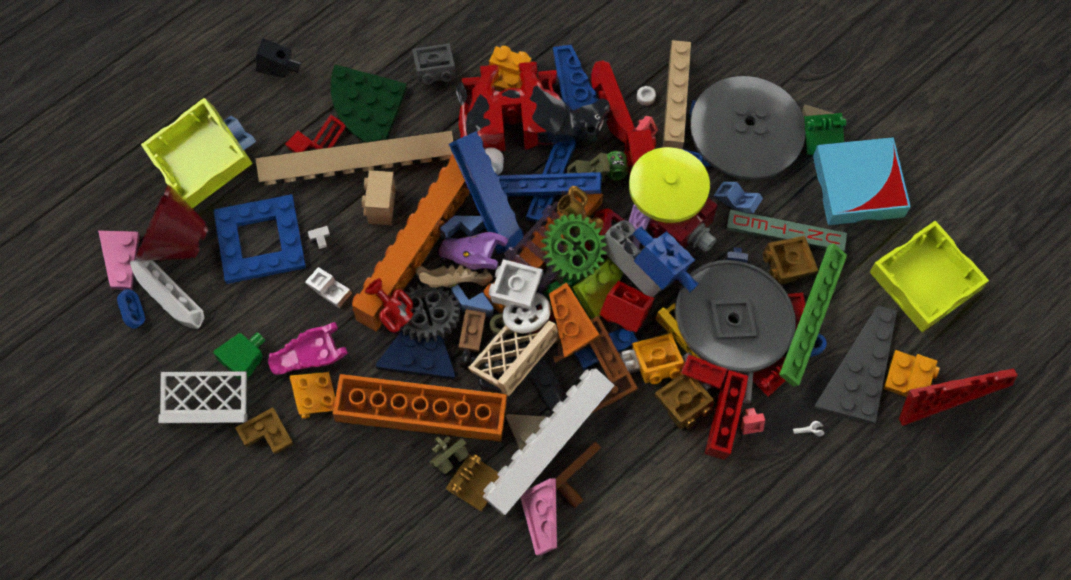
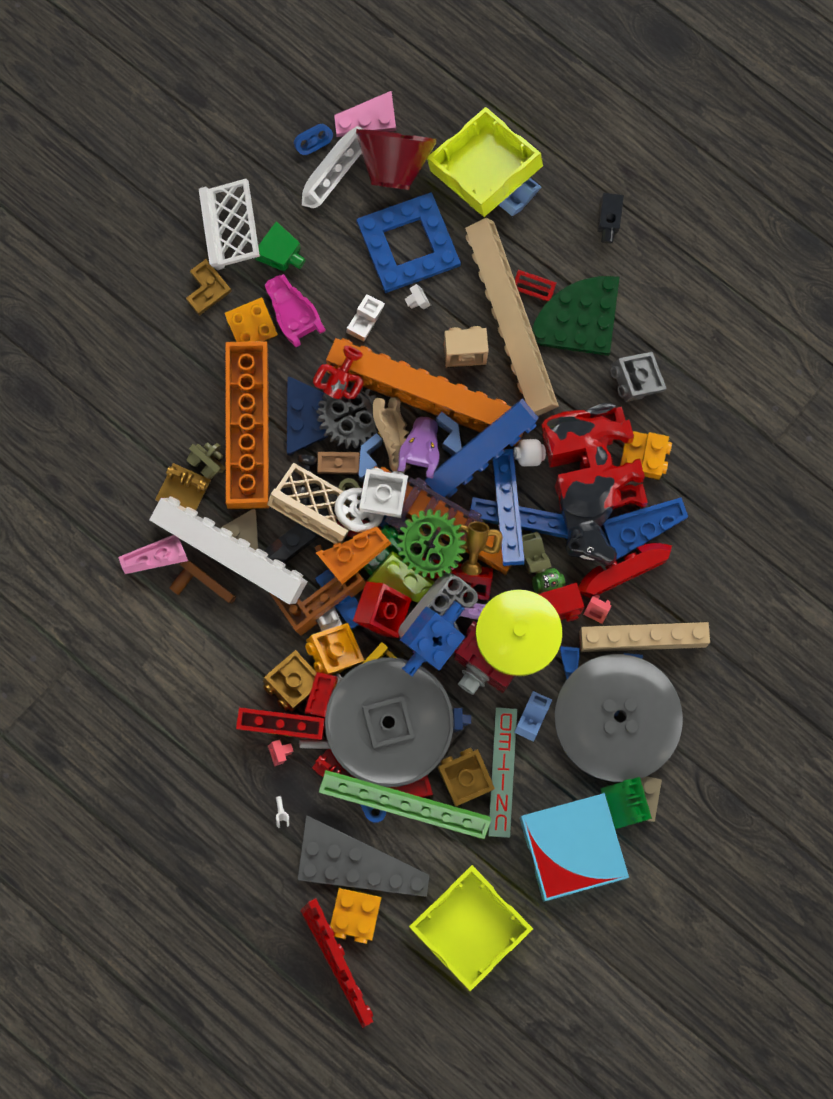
camera: 80 degrees right, 10 degrees up
(298, 143) = (520, 259): red tile -> none
(646, 95) = (642, 606): white tile -> none

